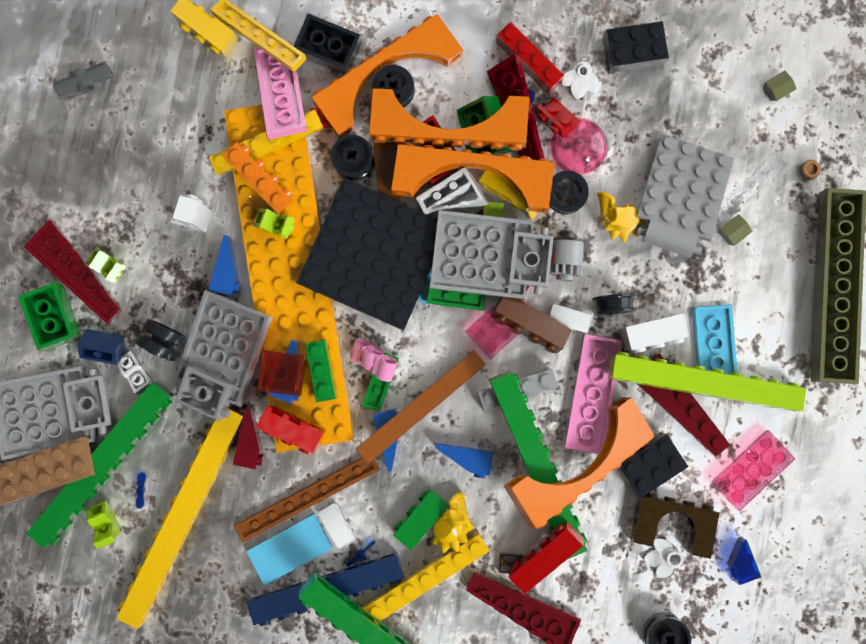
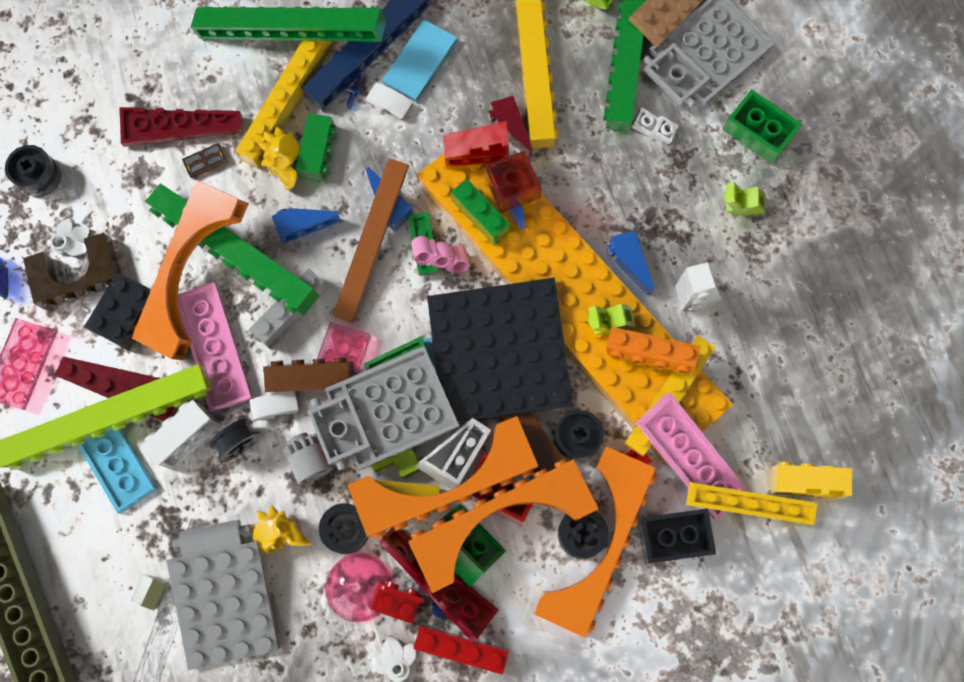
camera: 150 degrees right, 10 degrees down
(65, 263) = (784, 182): dark red wing -> none
(82, 80) = (889, 358): dark grey piece -> none
(101, 346) = (698, 128): dark blue brick -> none
(141, 480) = (587, 44): clear blue piece -> none
(159, 342) = (648, 161): black wheel -> none
(220, 355) = (584, 179): light grey plate -> none
(305, 498) = (433, 105): dark orange tile -> none
(546, 557) = (178, 172): red brick -> none

